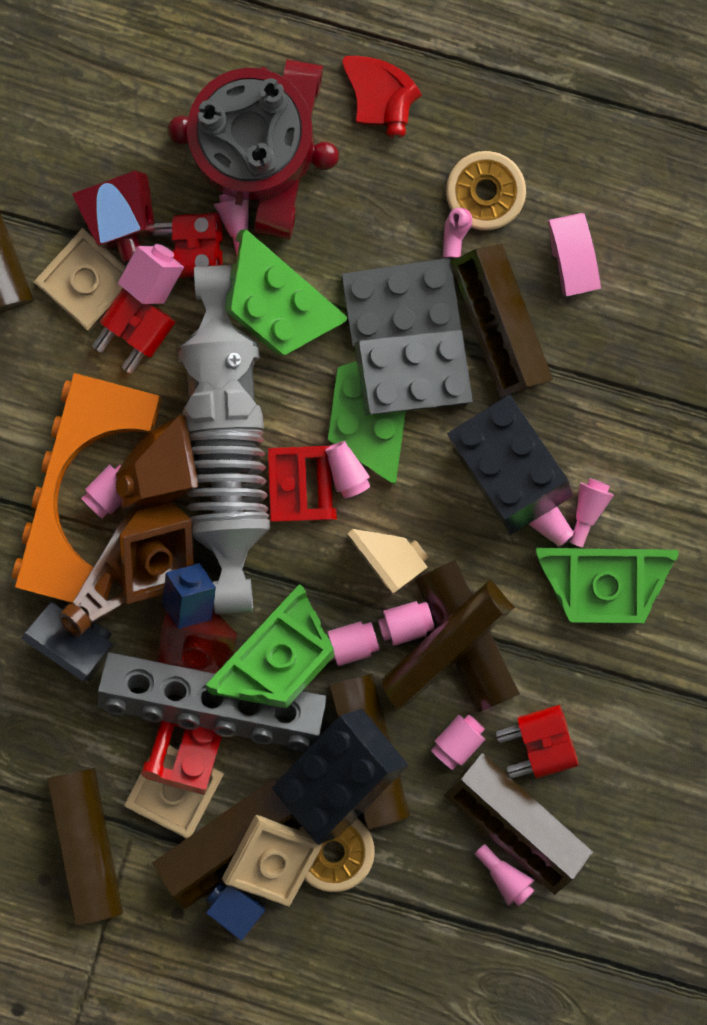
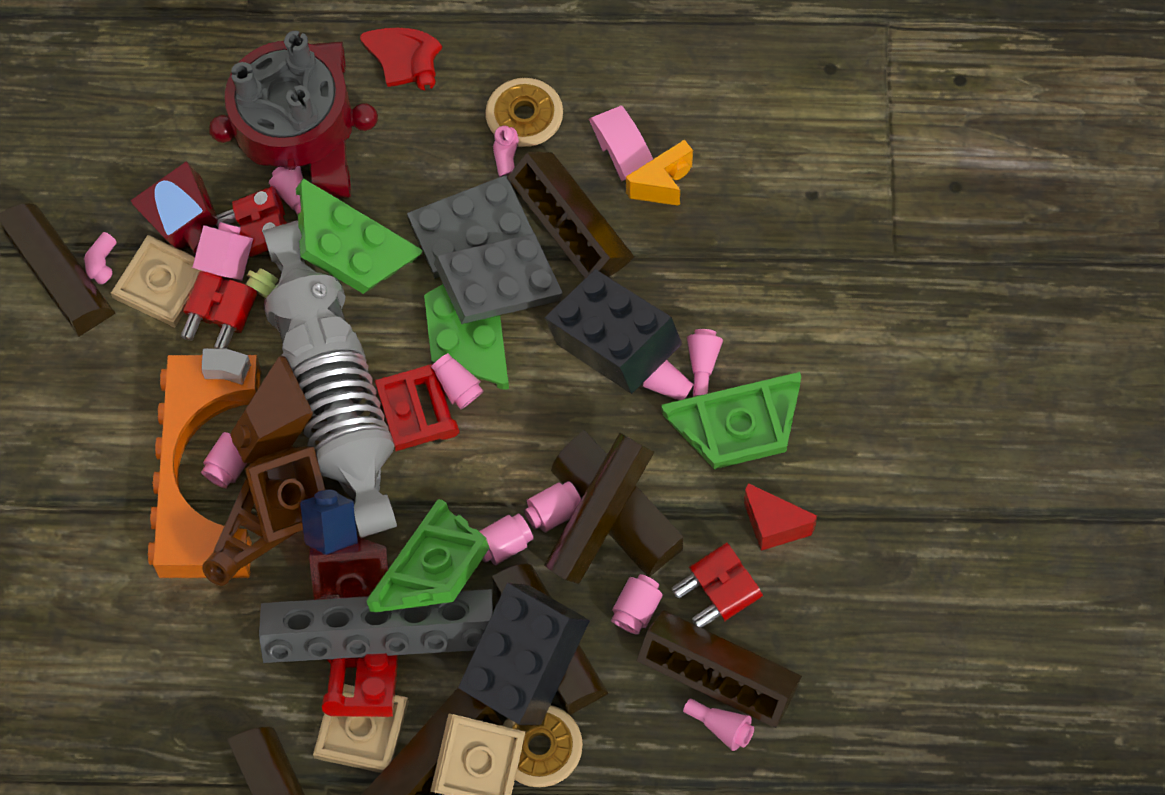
camera: 10 degrees left, 20 degrees down
(26, 241) = (96, 261): none -> bright pink arm
(76, 654) = (222, 610): black slope -> none
(126, 402) = (225, 365): none -> light grey piece
(183, 313) = (262, 282): none -> yellowish green plate
(390, 557) = (516, 447): tan slope -> none
(594, 304) = (654, 179): none -> light orange slope
(610, 693) = (776, 519): none -> red slope

